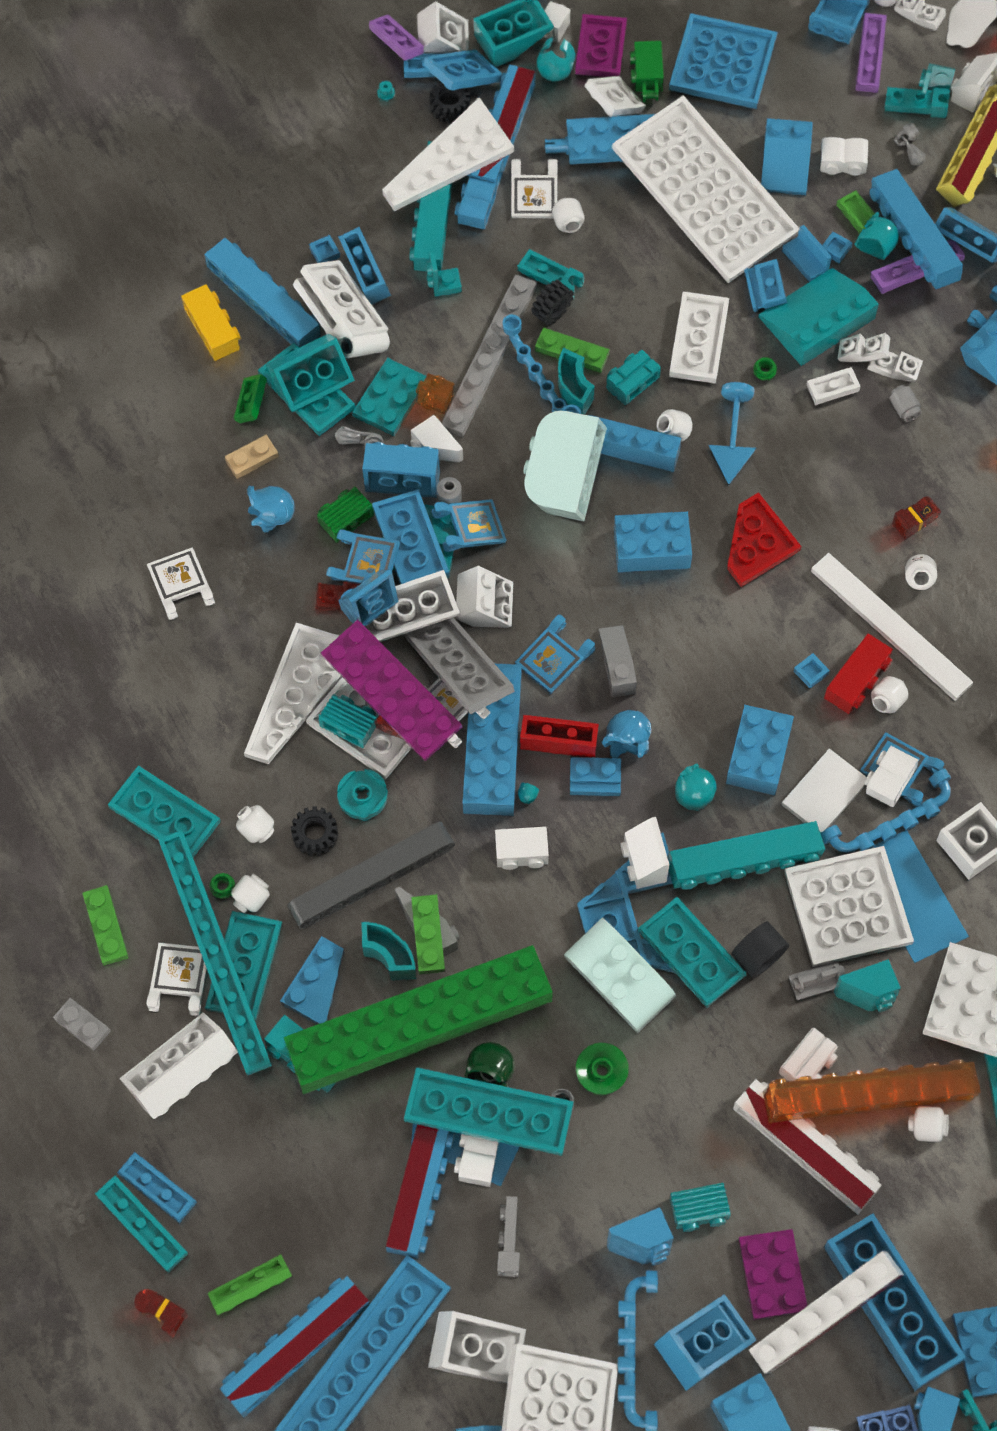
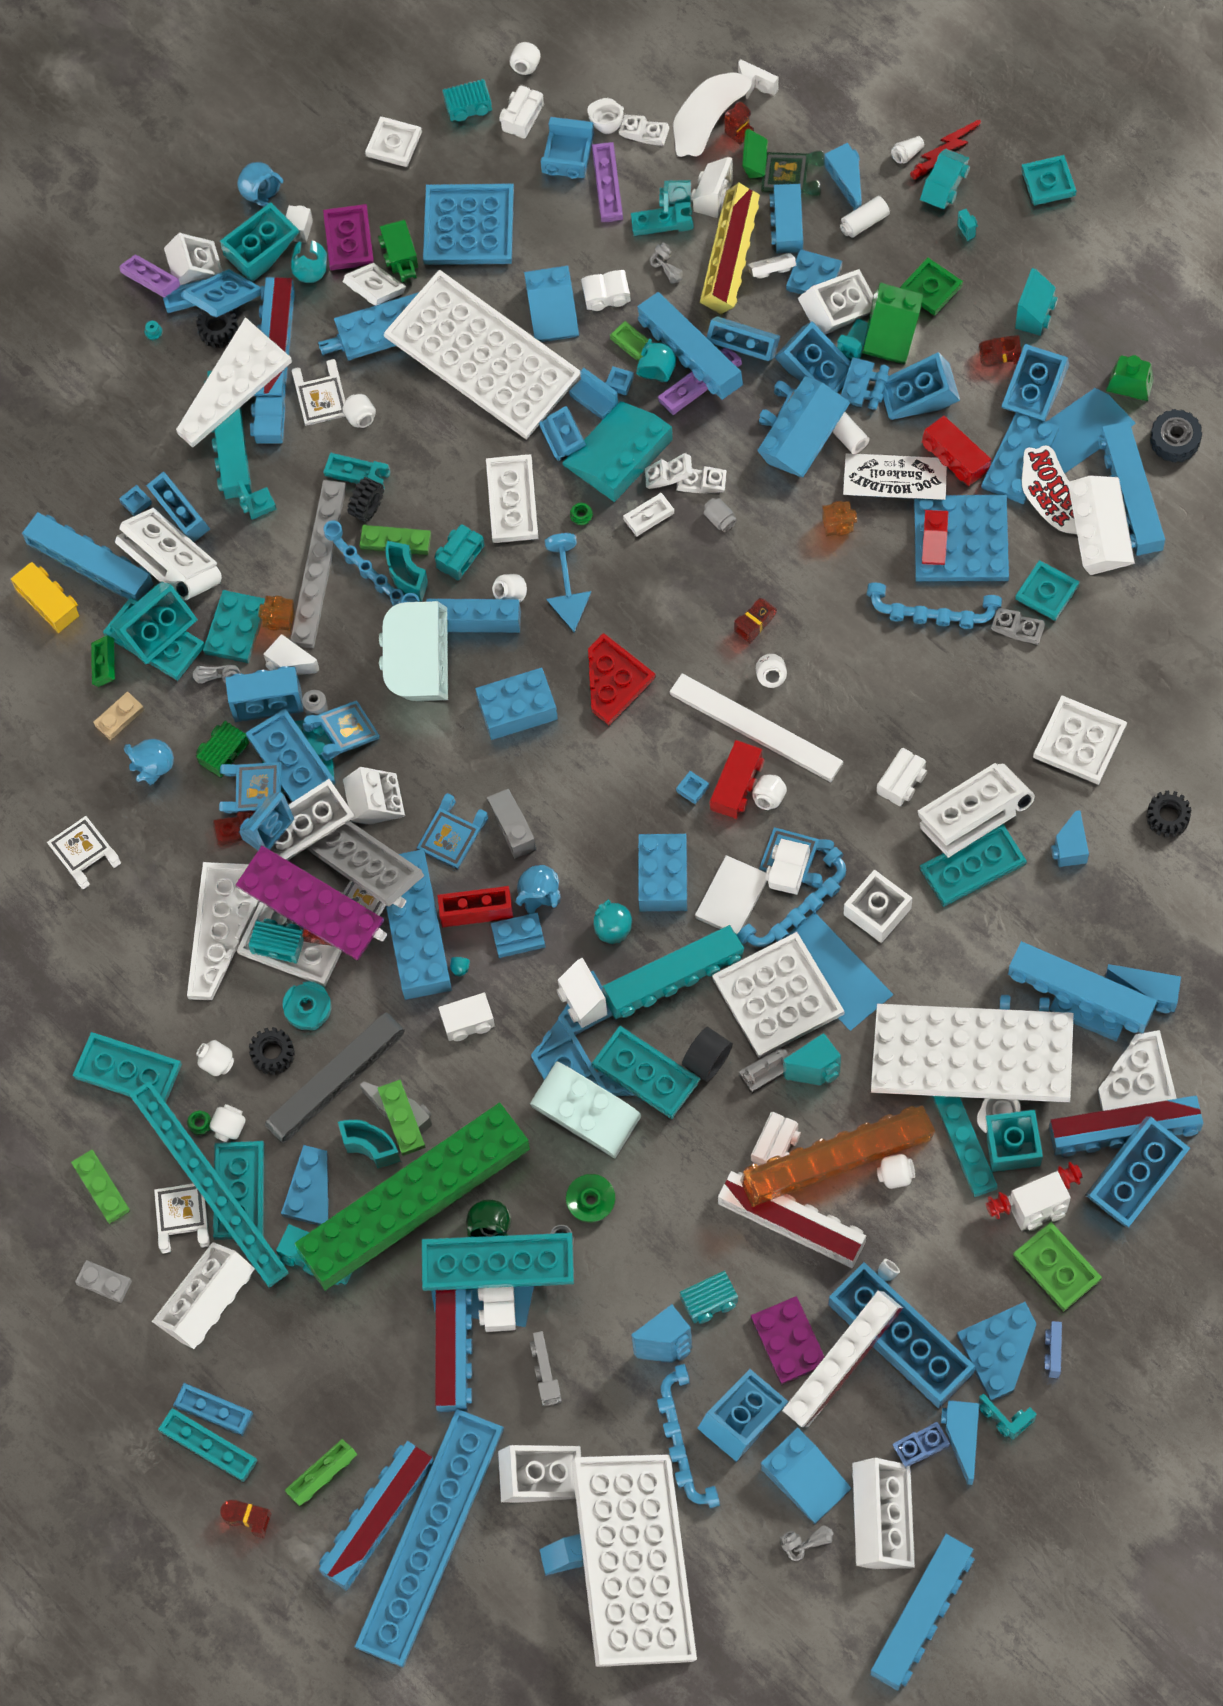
camera: 10 degrees left, 0 degrees up
(895, 1227) = (888, 1270): none -> white hinge

